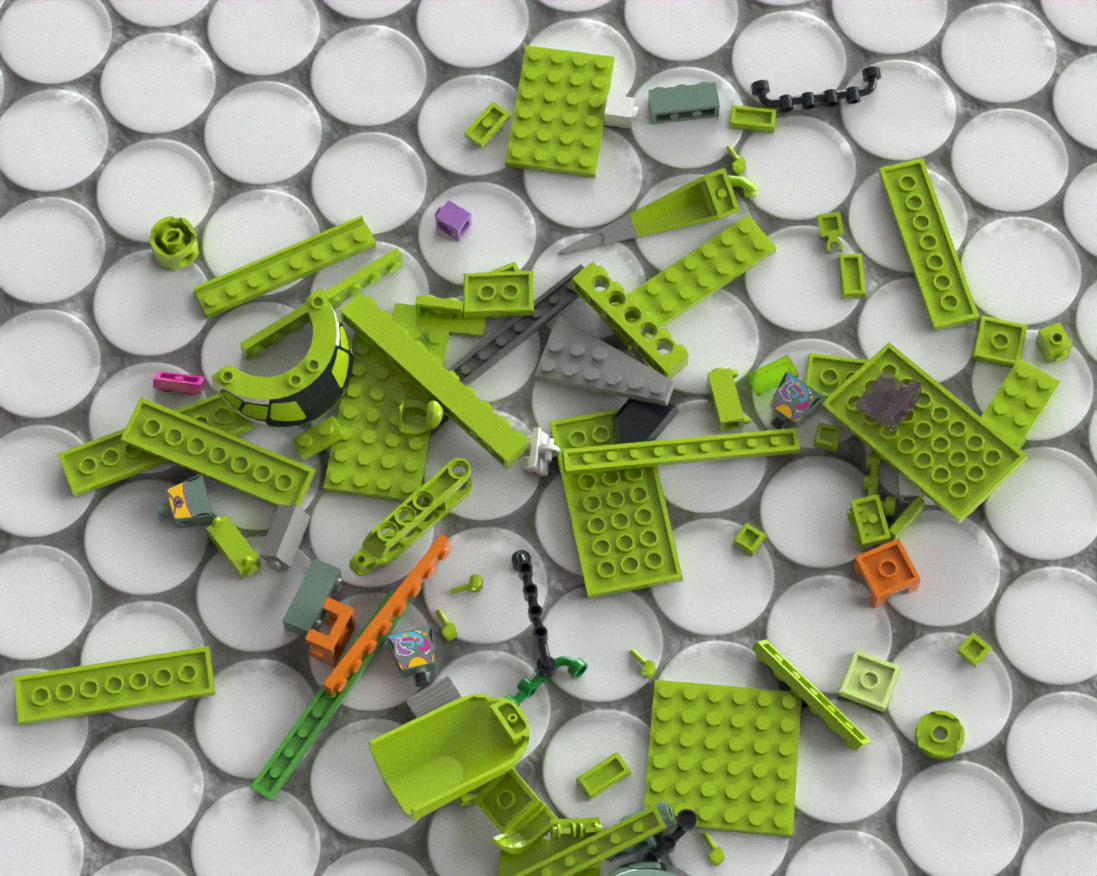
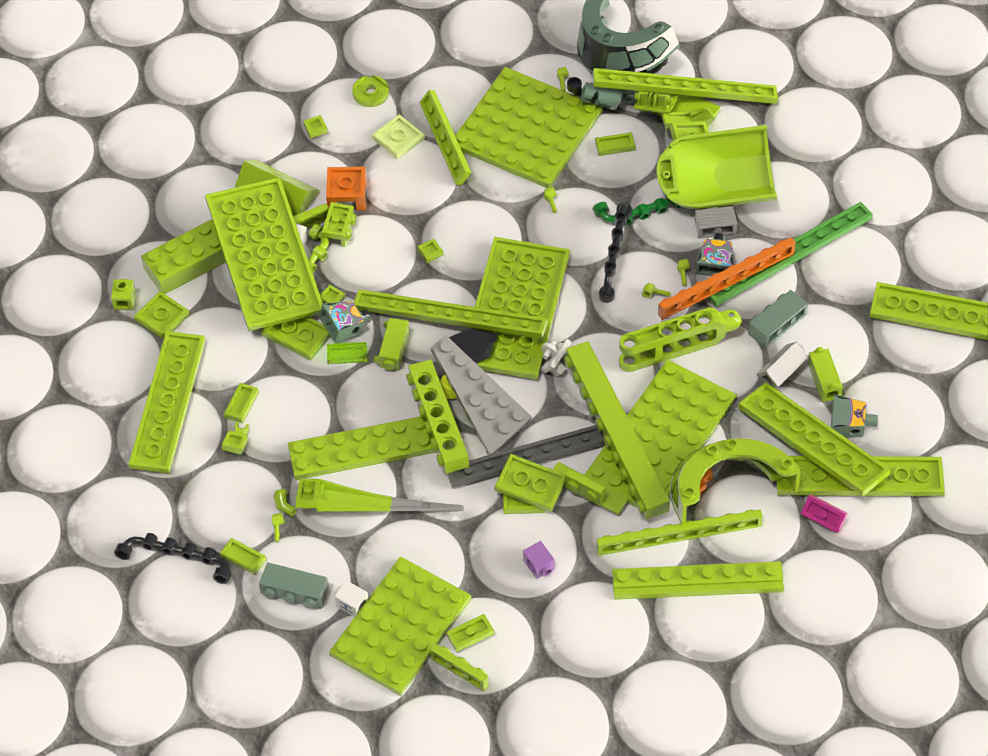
camera: 155 degrees left, 10 degrees down
(174, 243) = (787, 625): lime brick -> none
(318, 438) = (725, 428): lime plate -> none
(330, 647) = (772, 277): orange panel -> none
(434, 414) = (630, 400): lime piece -> none
(480, 87) = (459, 667): none -> lime plate
(889, 400) = (276, 274): bracket -> none
(971, 553) = (297, 192): none -> lime slope

